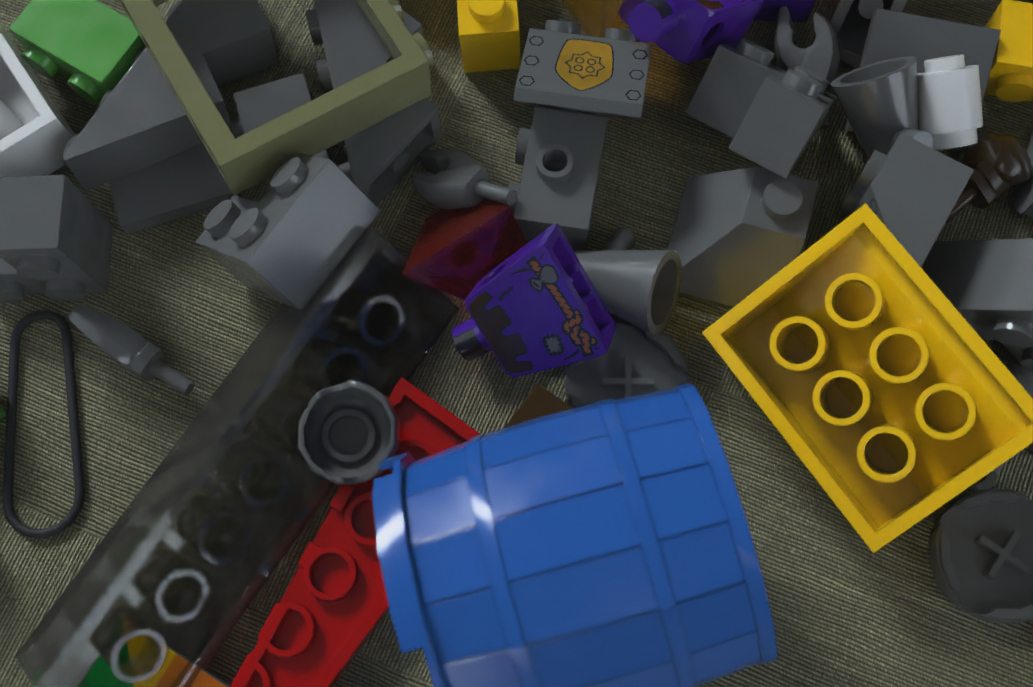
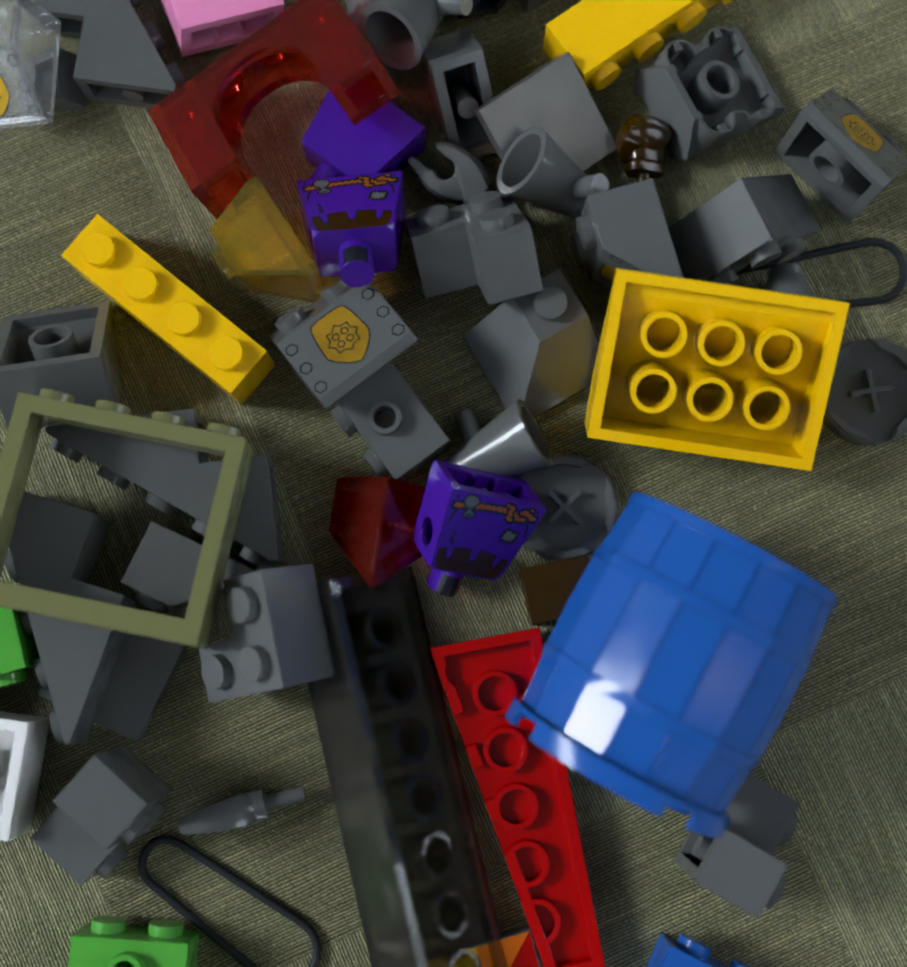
camera: 55 degrees left, 10 degrees up
(348, 432) = (447, 717): dark grey hair -> none
(458, 181) = (333, 487): dark grey hand -> none
(950, 101) = (583, 133): white brick -> none

